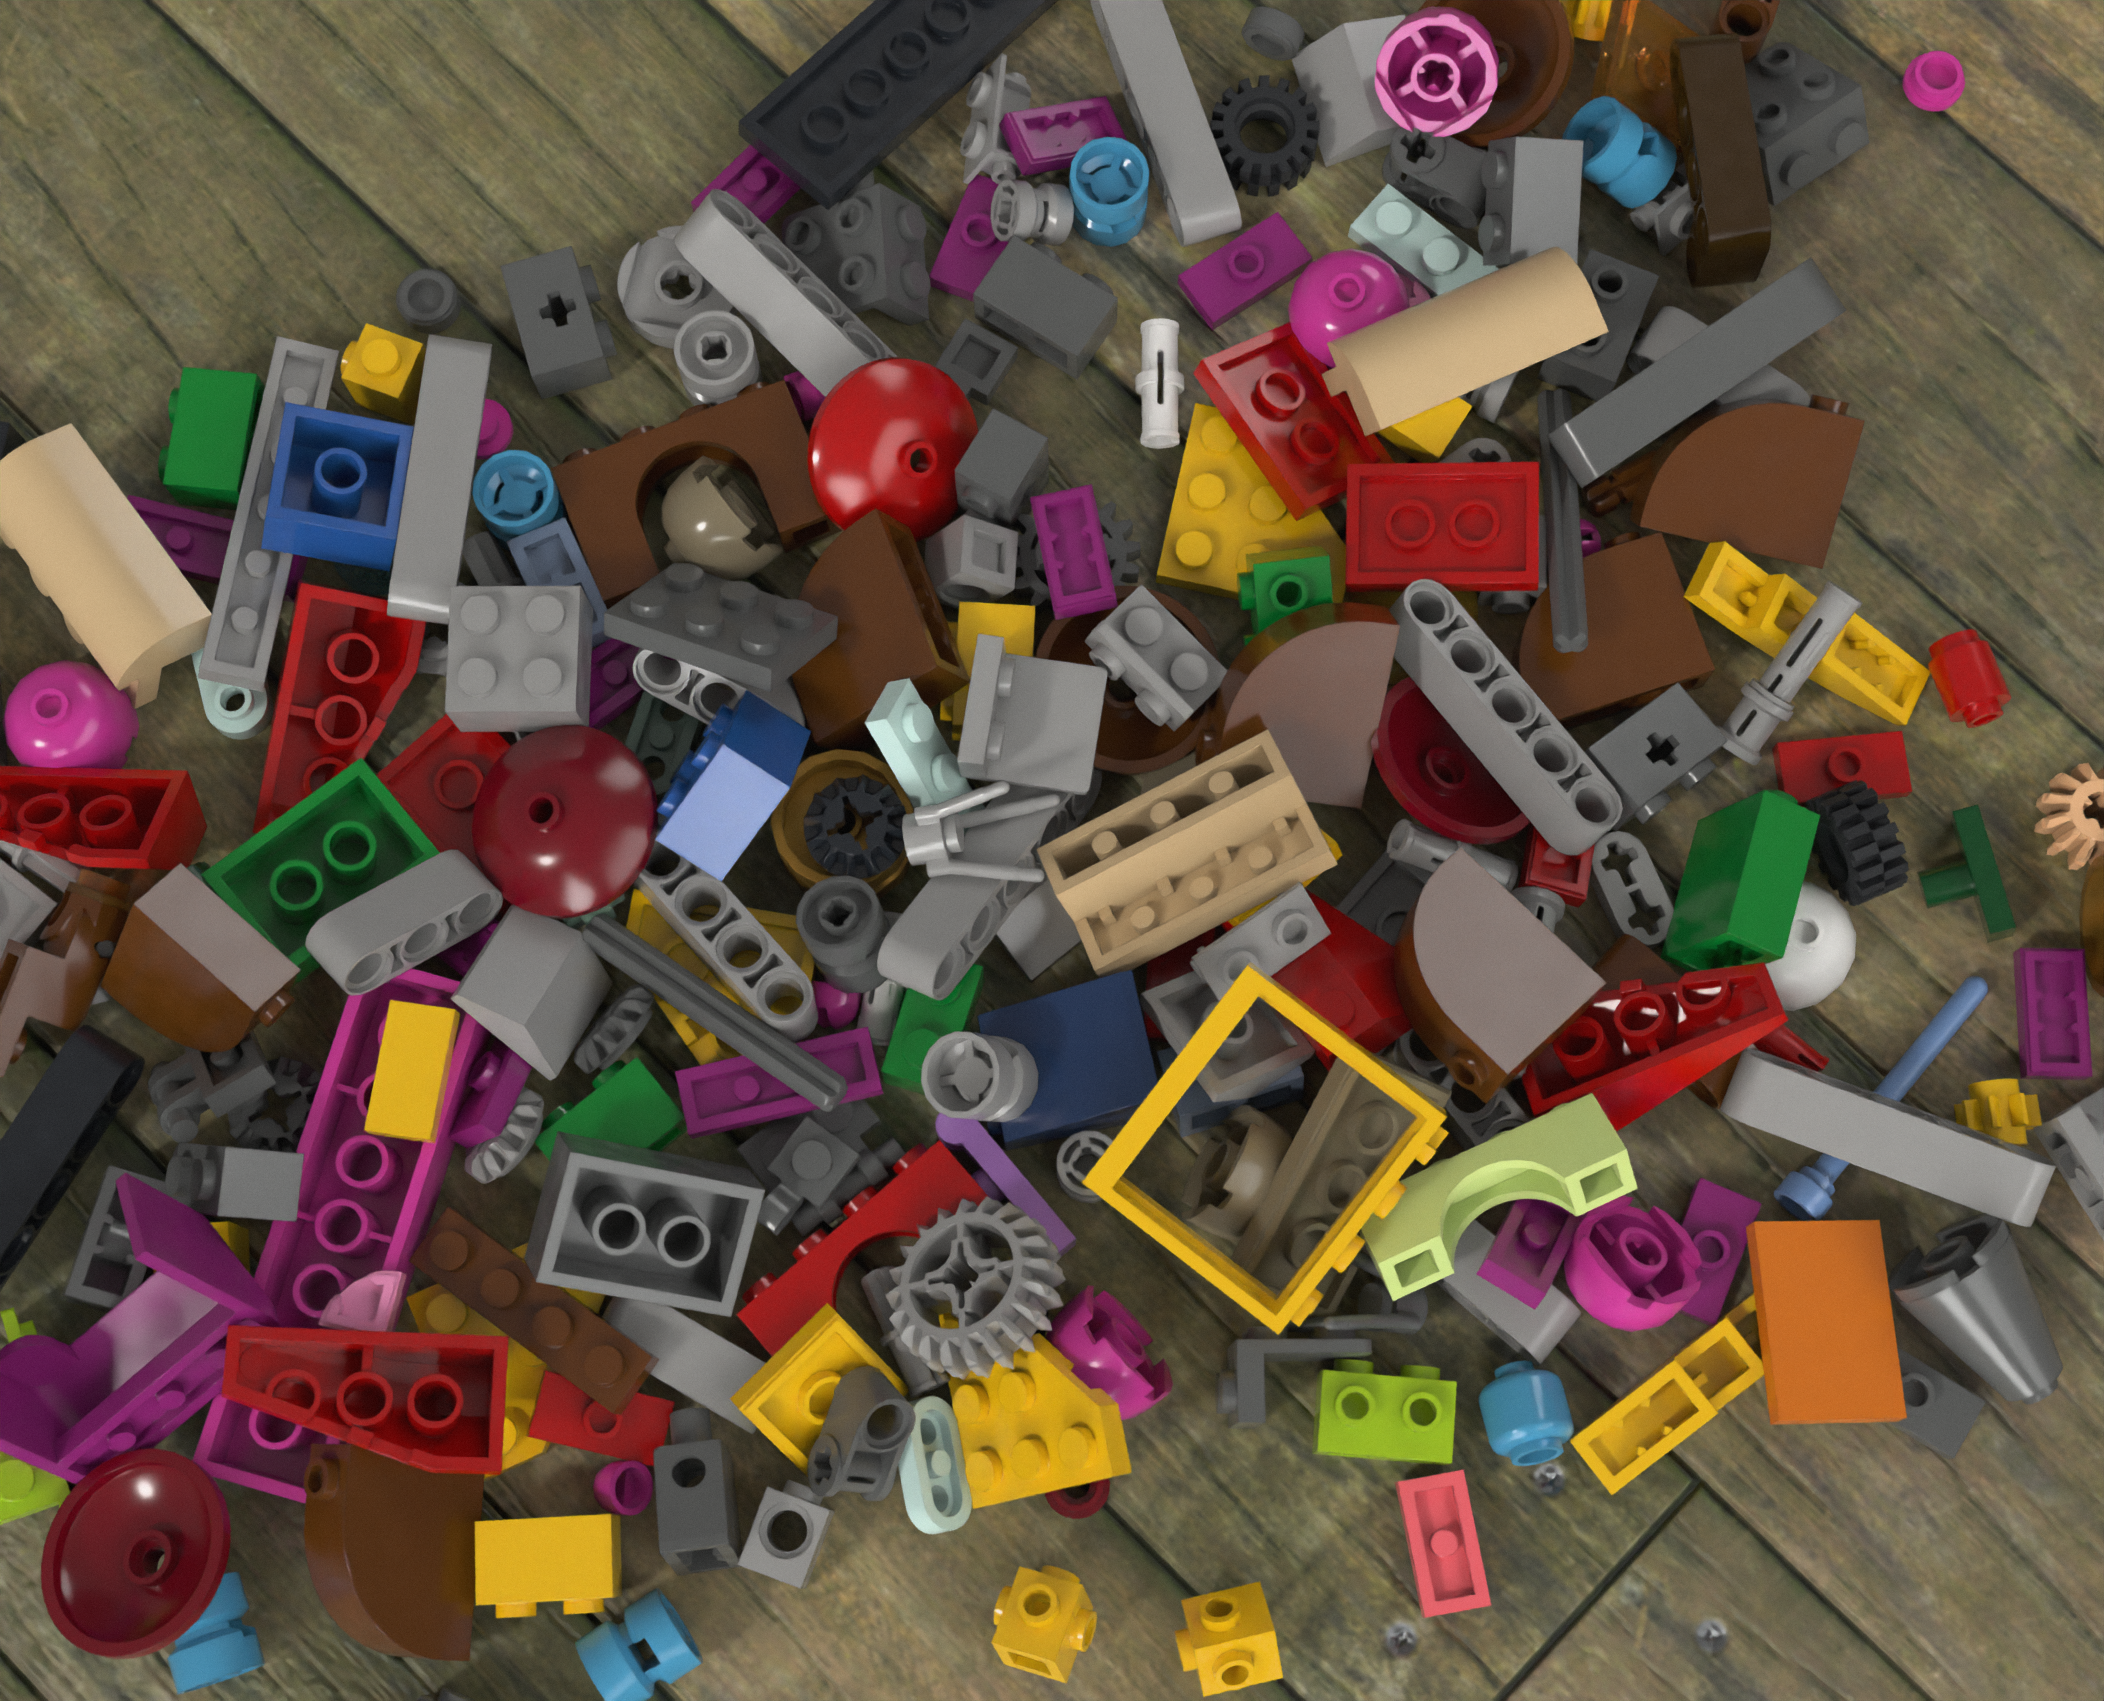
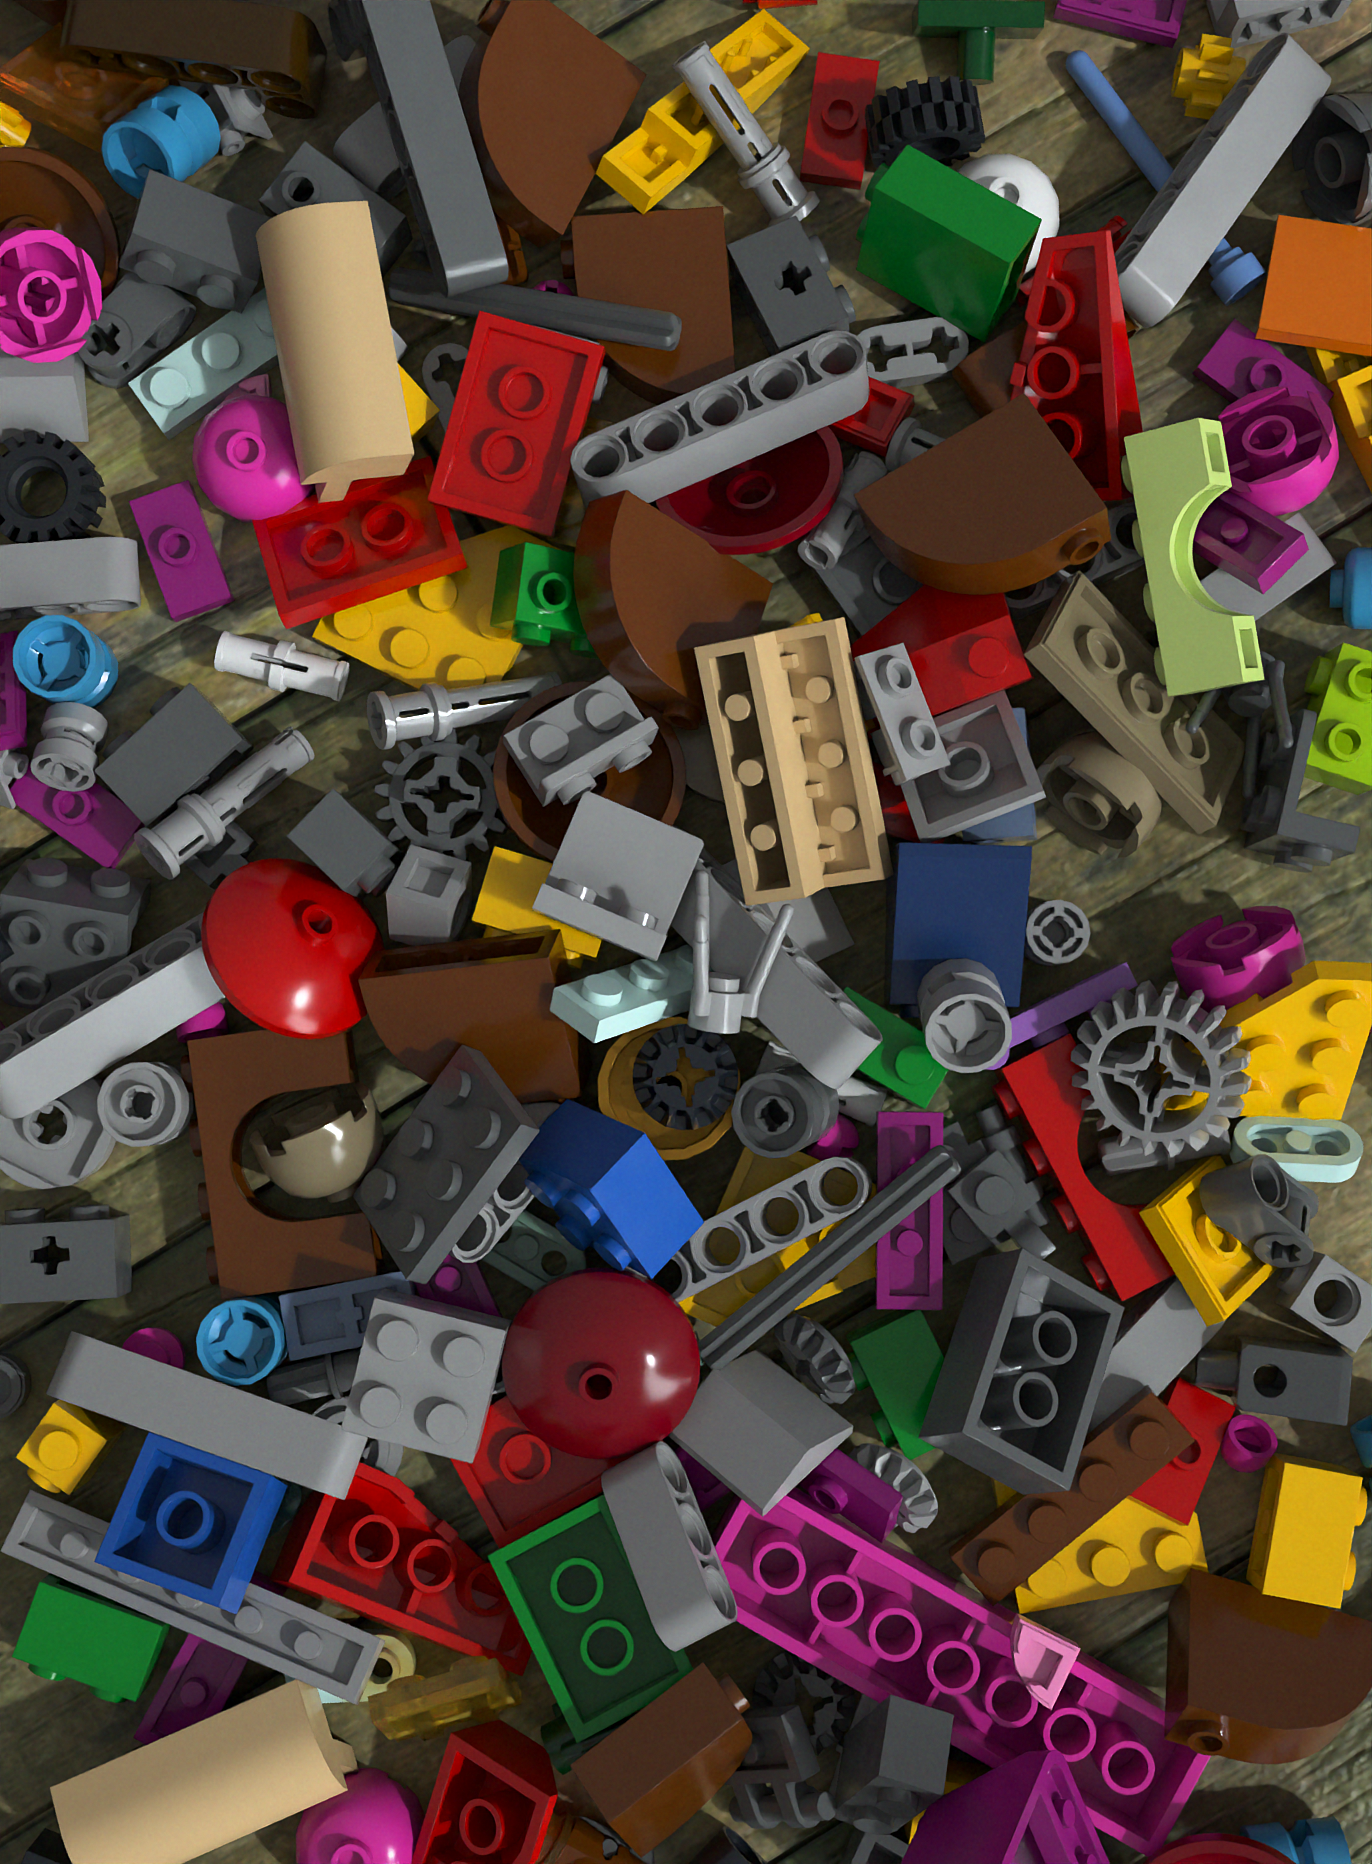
camera: 80 degrees left, 10 degrees up
(216, 761) = (424, 1707): none -> clear yellow plate
(394, 1393) = (1144, 1649): red wedge -> none
(412, 1071) = (822, 1568): yellow tile -> none
(995, 342) = (204, 816): none -> light grey pin
(1073, 552) = (451, 793): magenta plate -> none
(1157, 518) = (434, 708): none -> light grey pin
(1340, 1241) = (1210, 708): yellow window -> none

